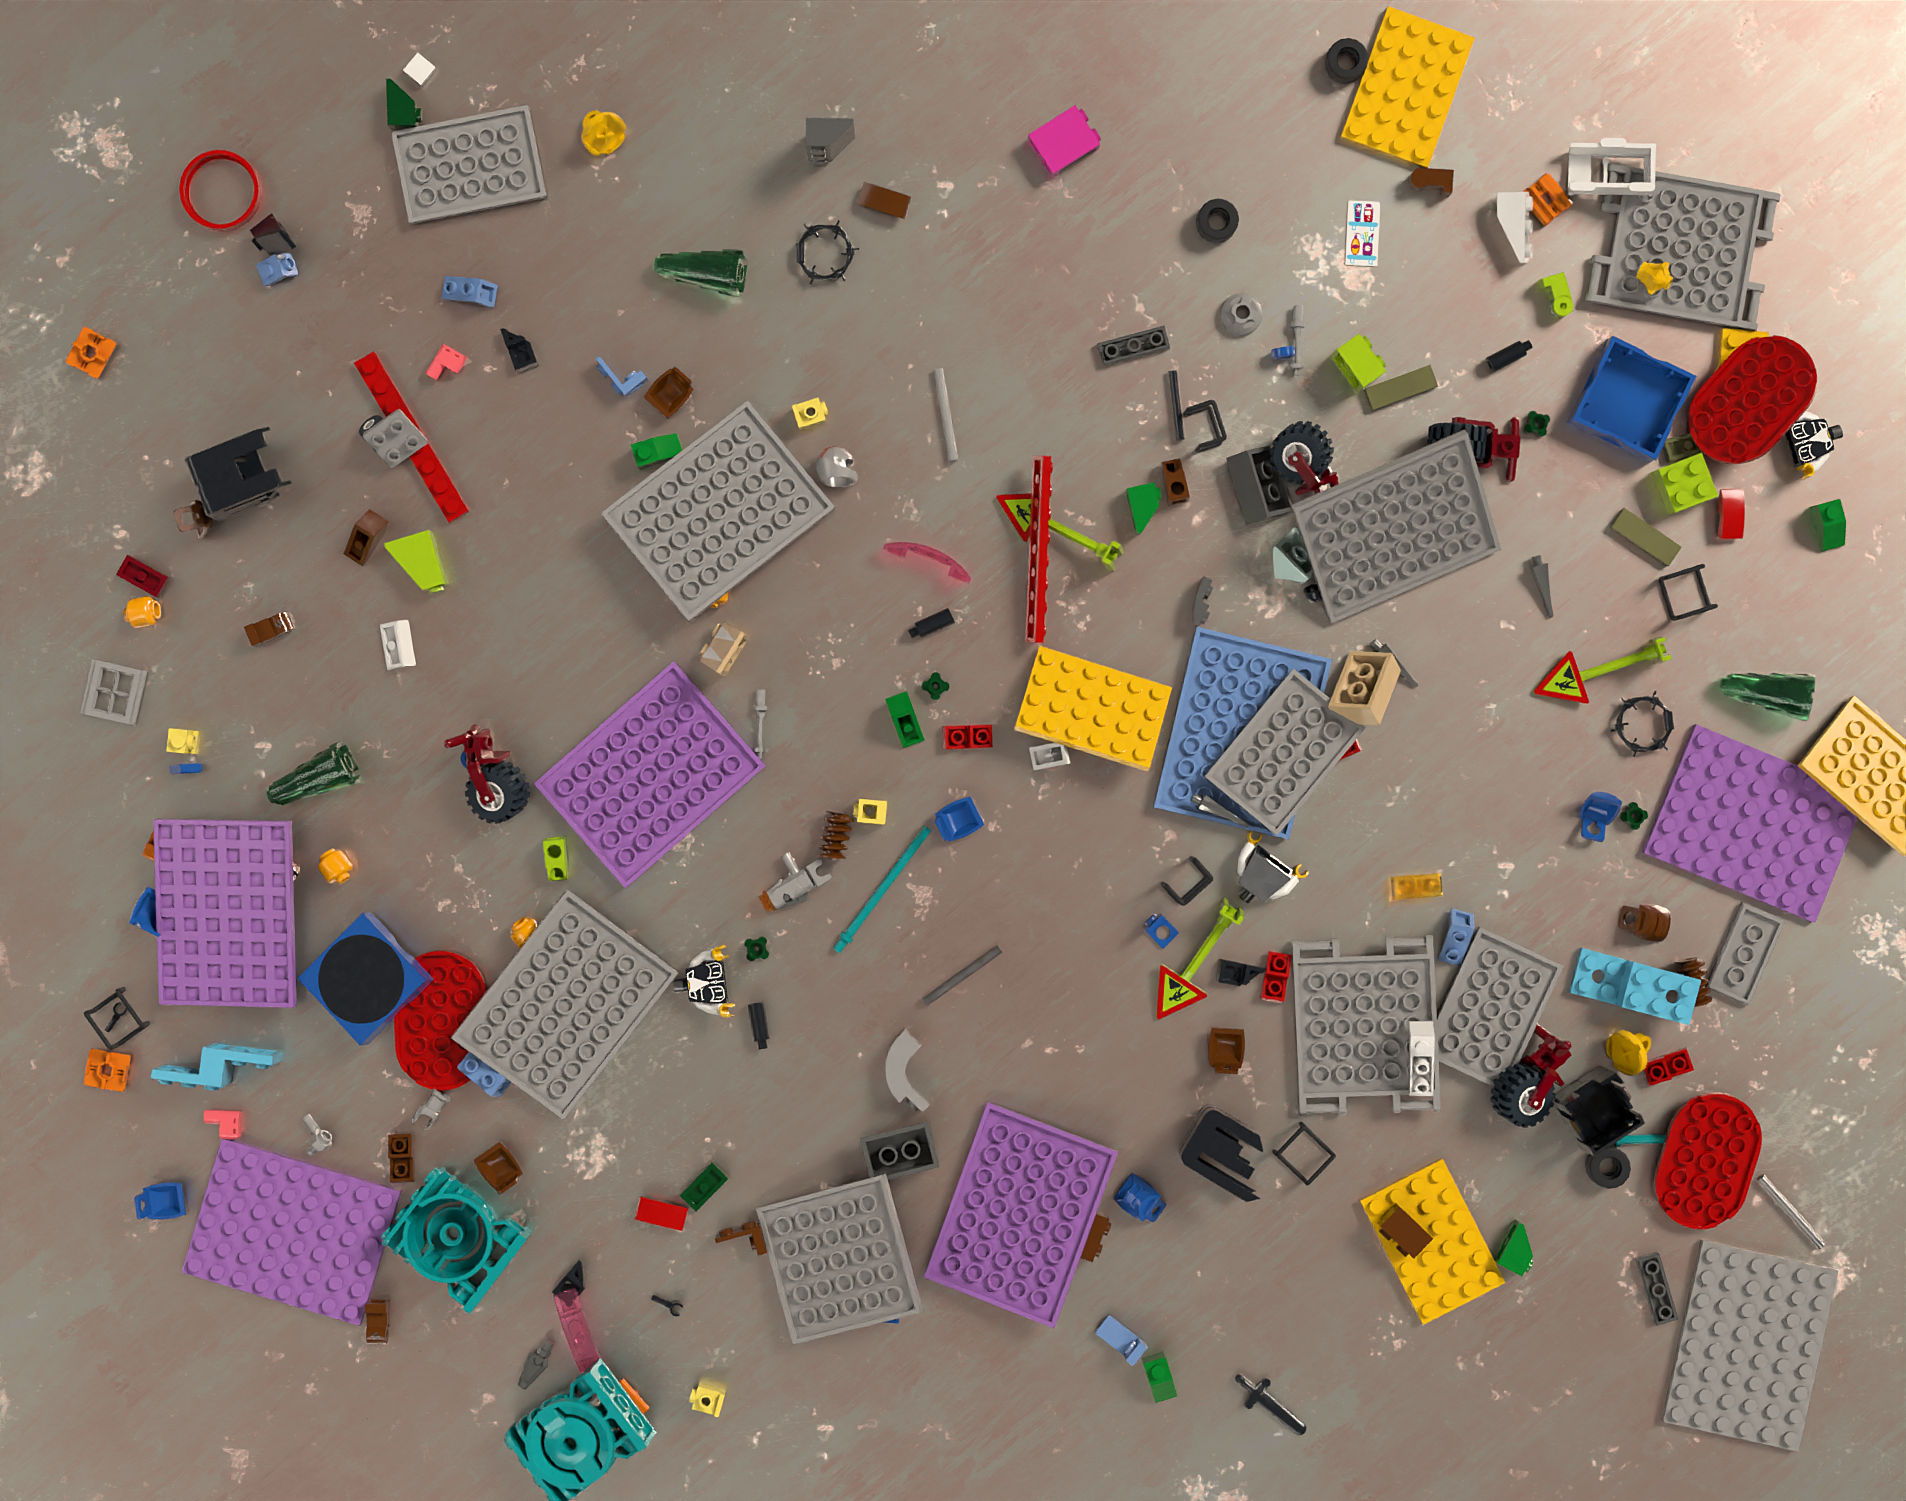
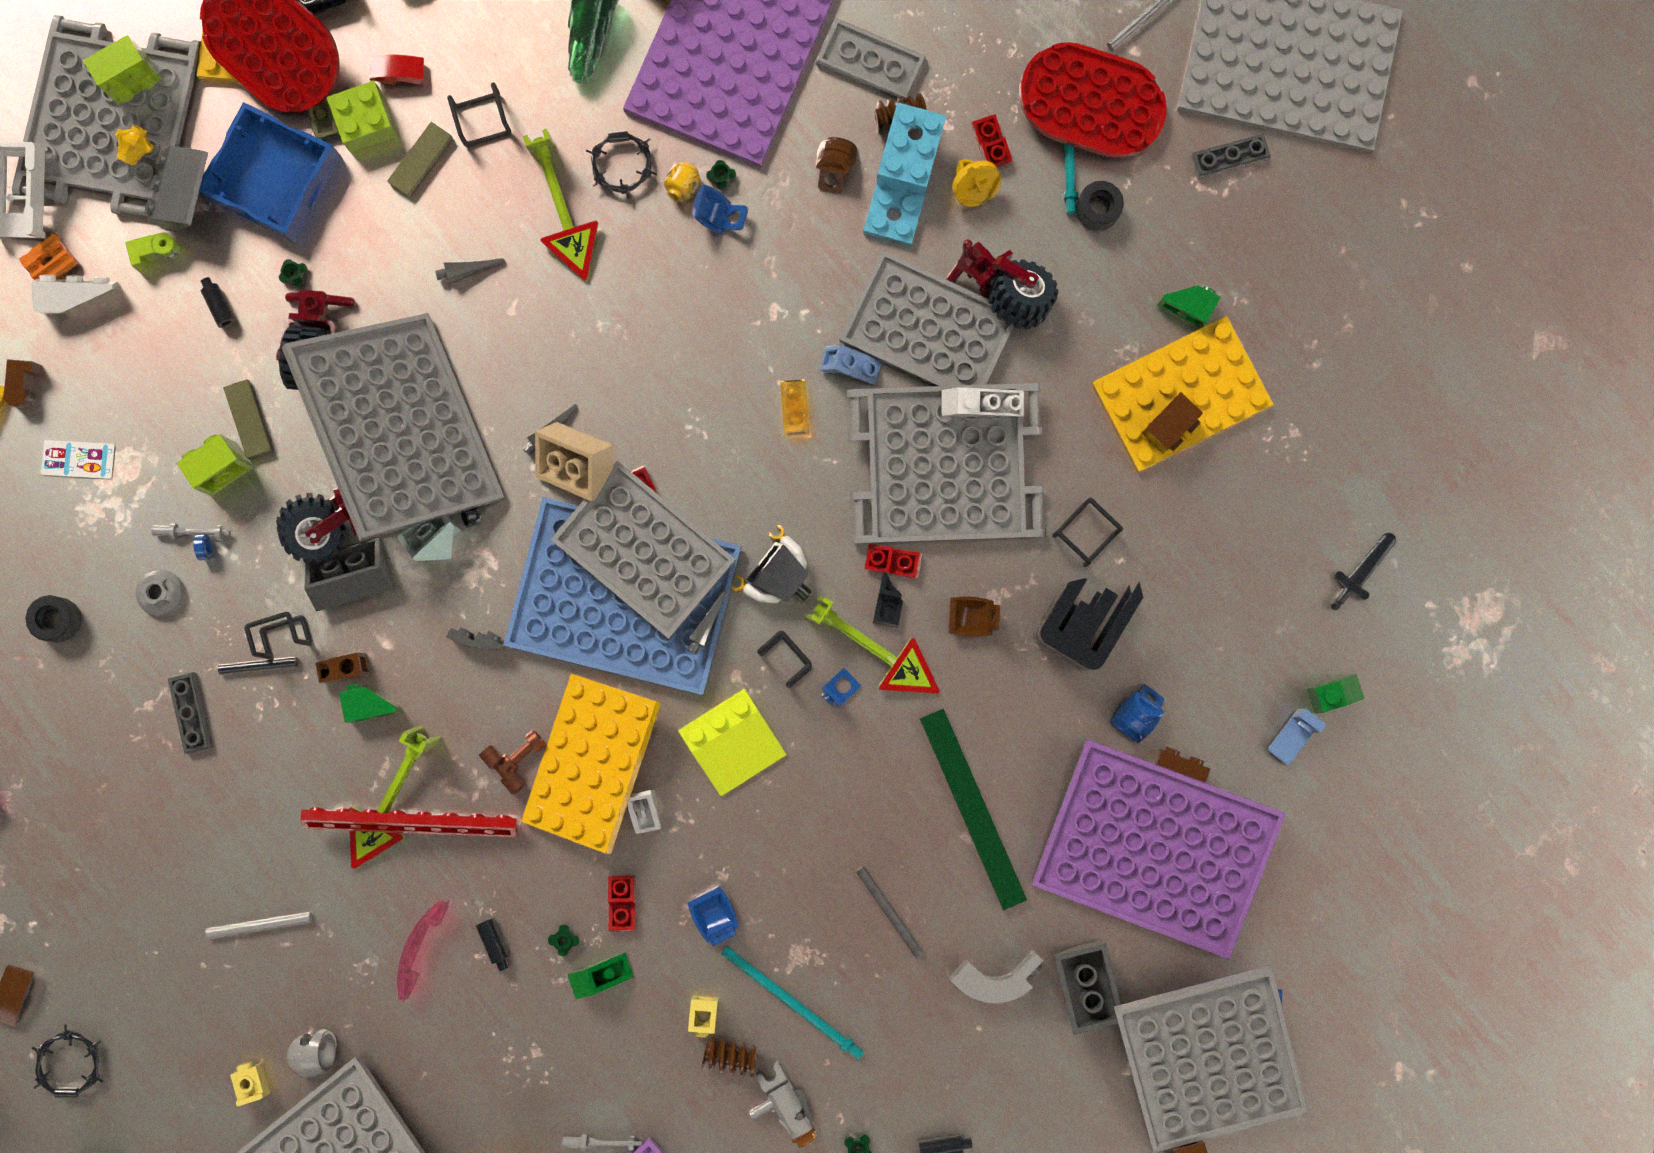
camera: 90 degrees left, 5 degrees down
(1053, 1049) = (973, 809): none -> dark green tile
(1089, 631) = (507, 765): none -> copper bar
(1111, 834) = (732, 742): none -> neon yellow slope
(1597, 1110) = (1038, 214): black piece -> none
(1614, 318) = (176, 187): none -> dark grey slope
(1626, 780) = (682, 181): none -> yellow head
(1724, 266) = (122, 70): none -> lime brick

